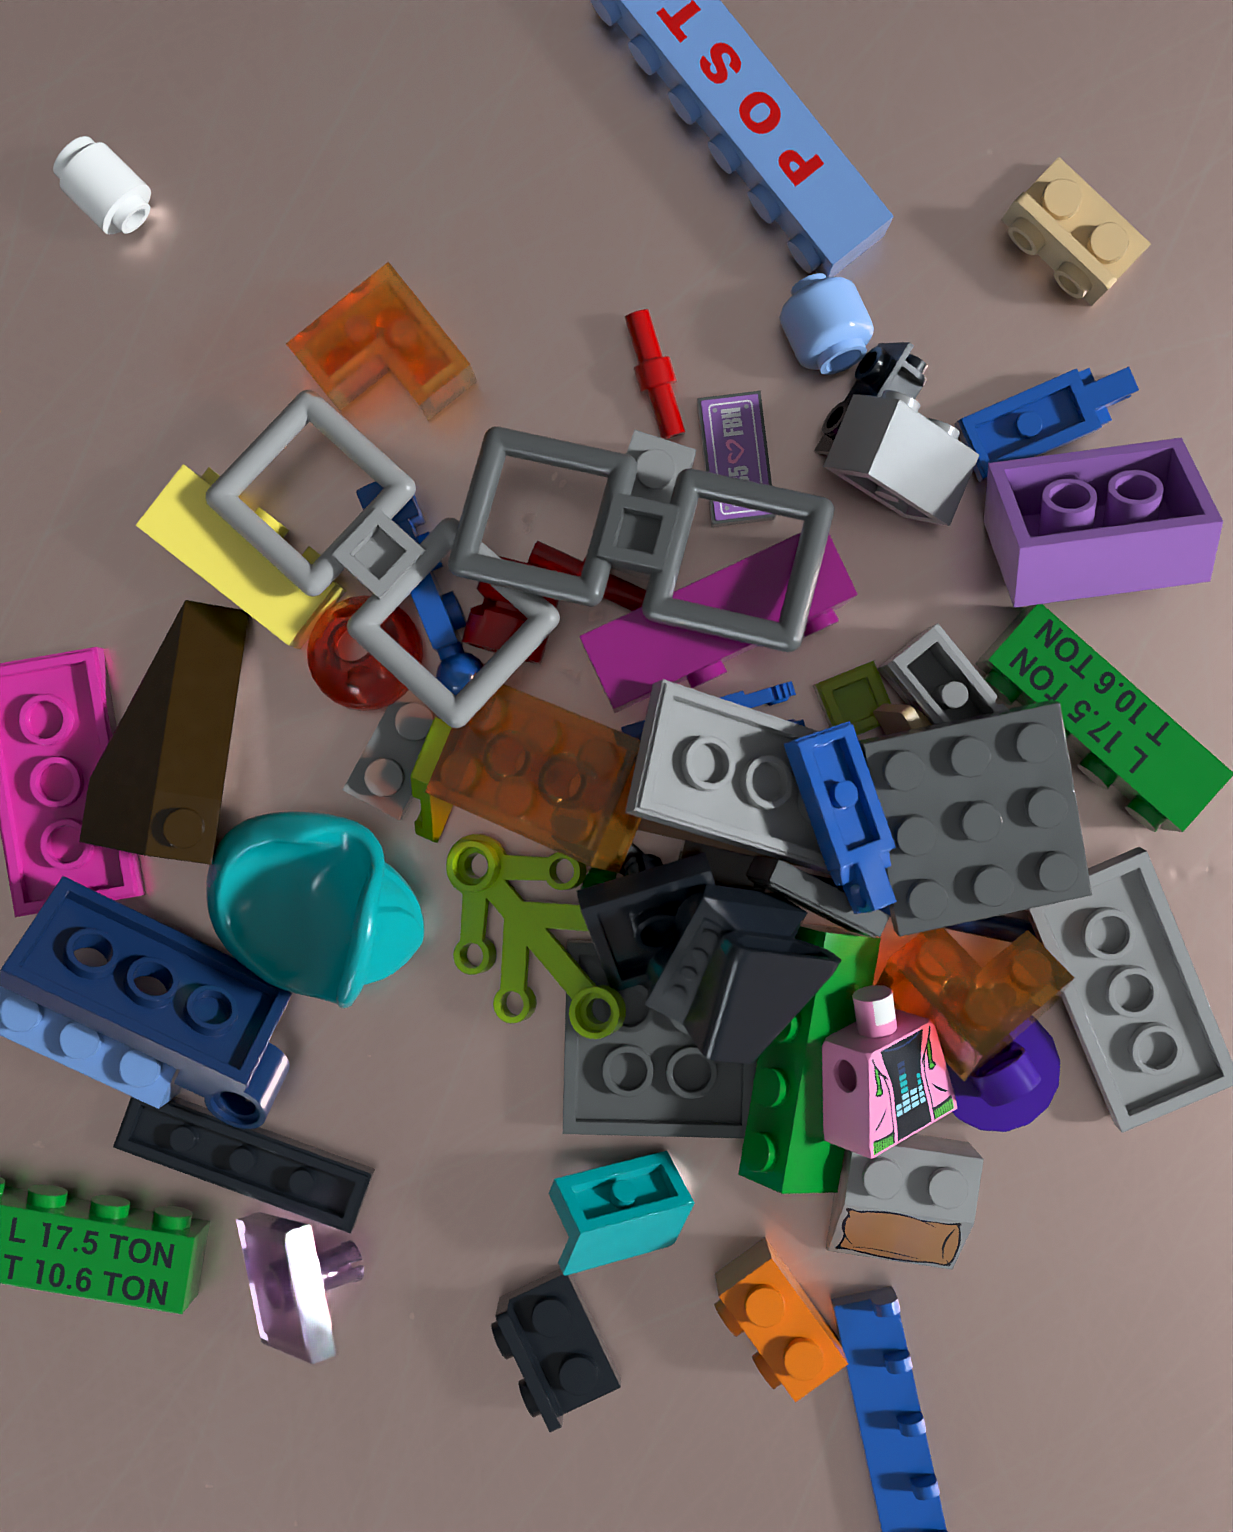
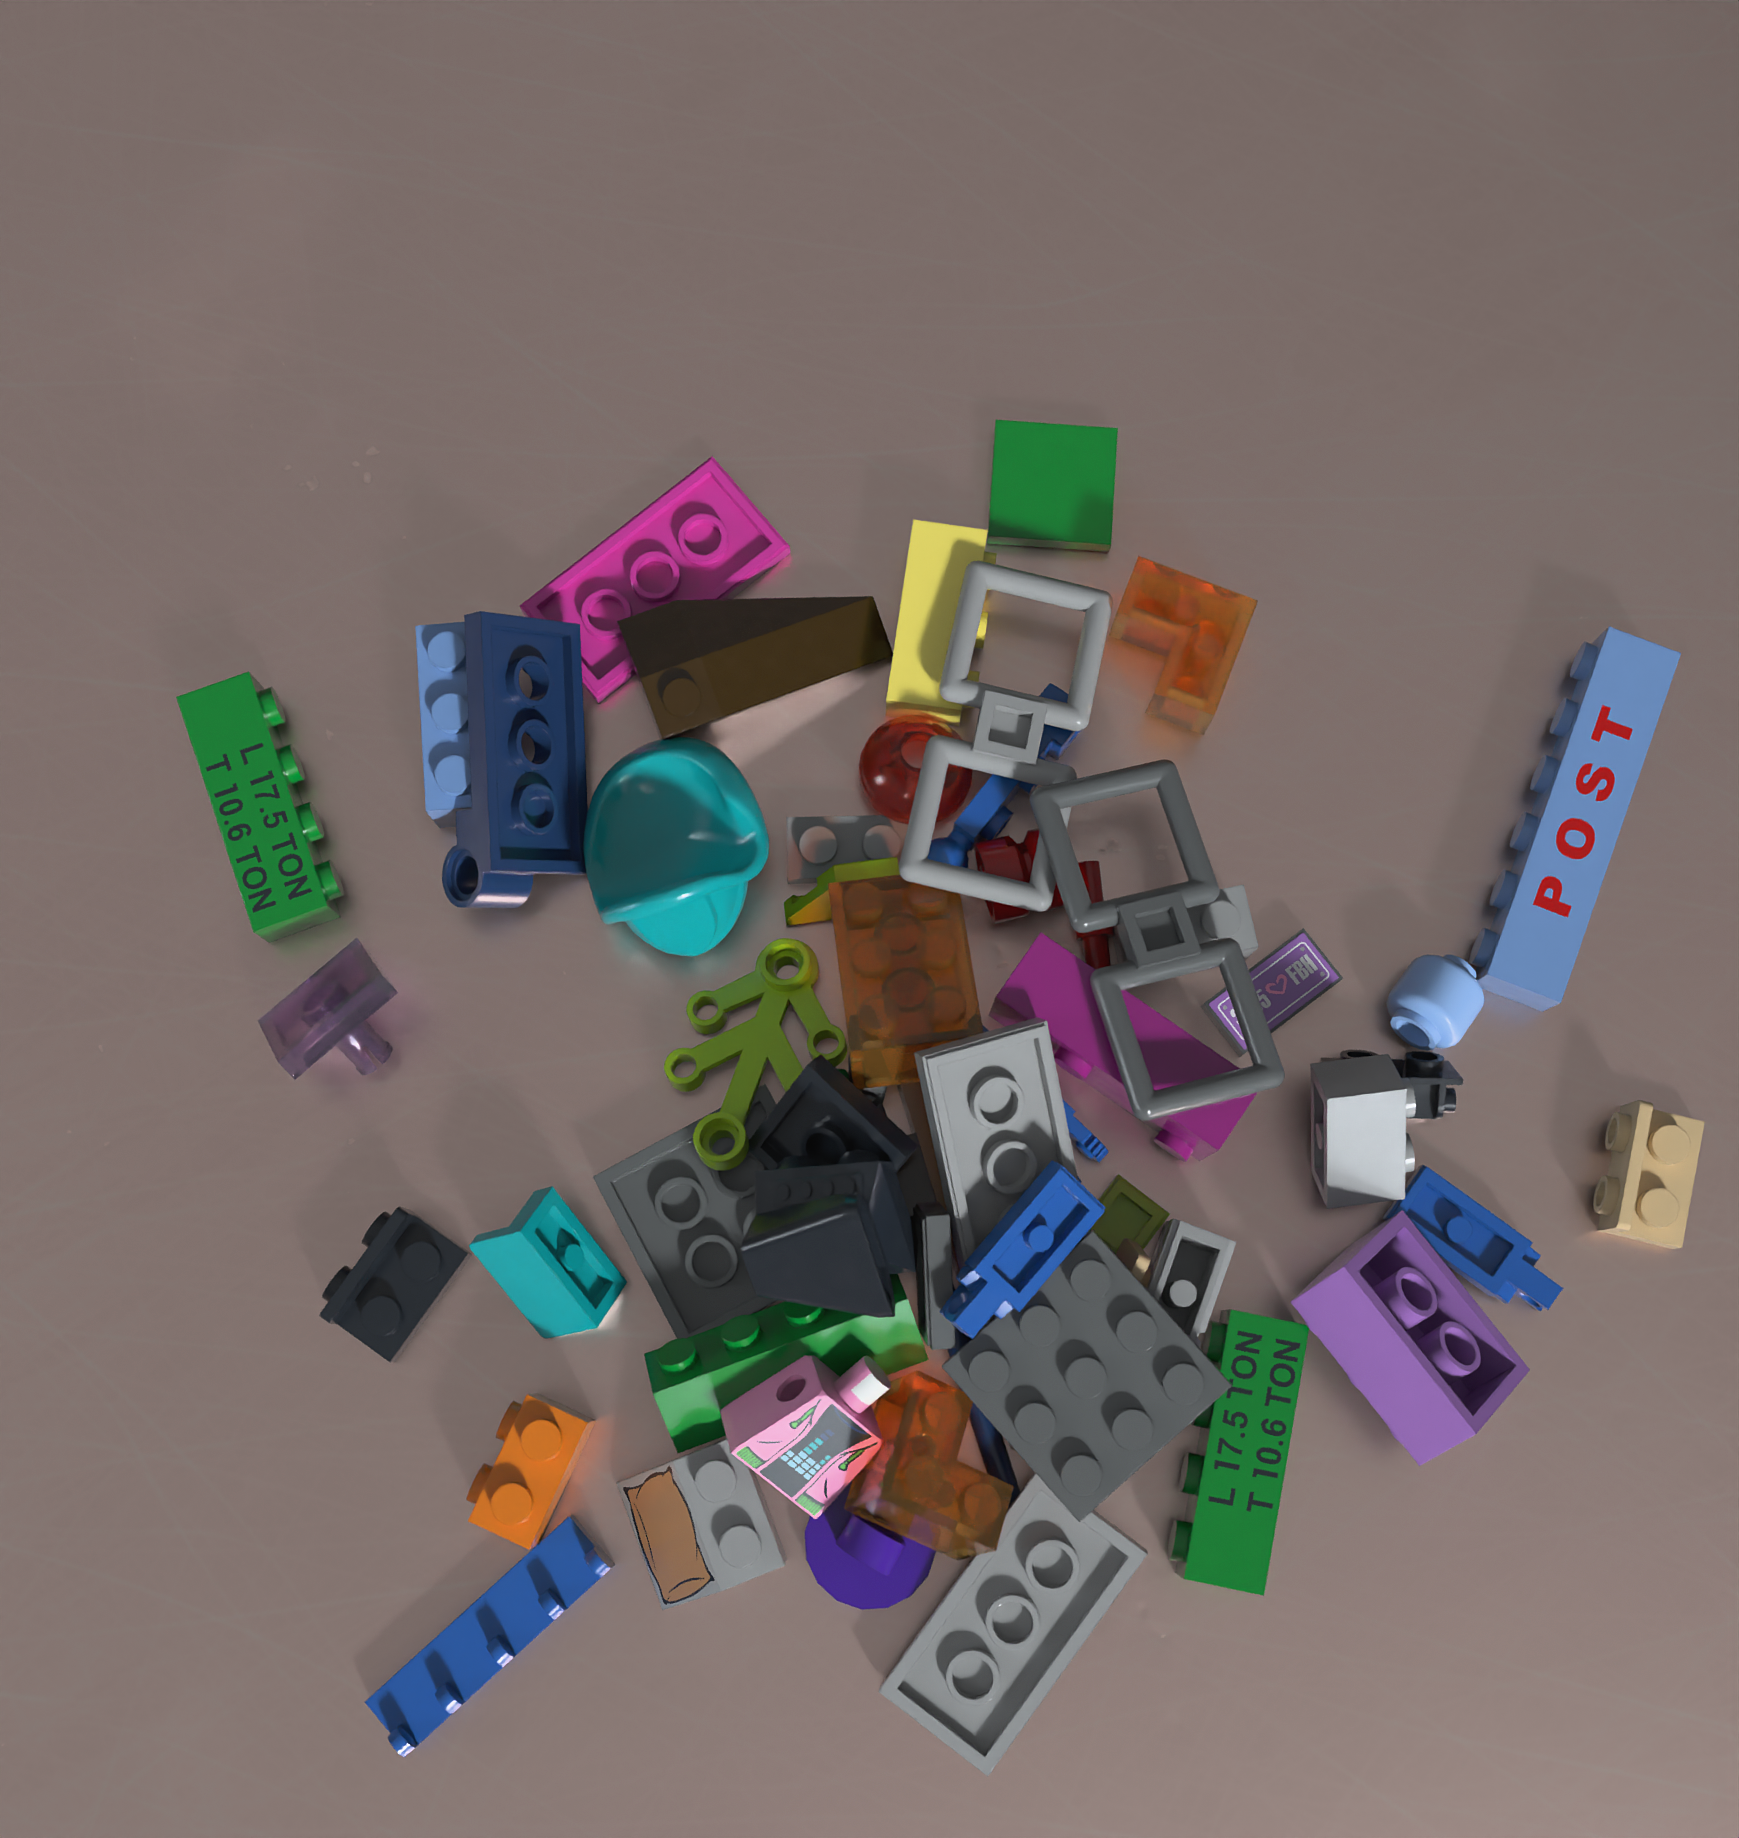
camera: 55 degrees right, 10 degrees down
(102, 186) = (1177, 341): white brick -> none
(173, 378) = (1052, 485): none -> green tile
(247, 1161) = (414, 917): black tile -> none
(654, 374) = (1301, 880): red bar -> none

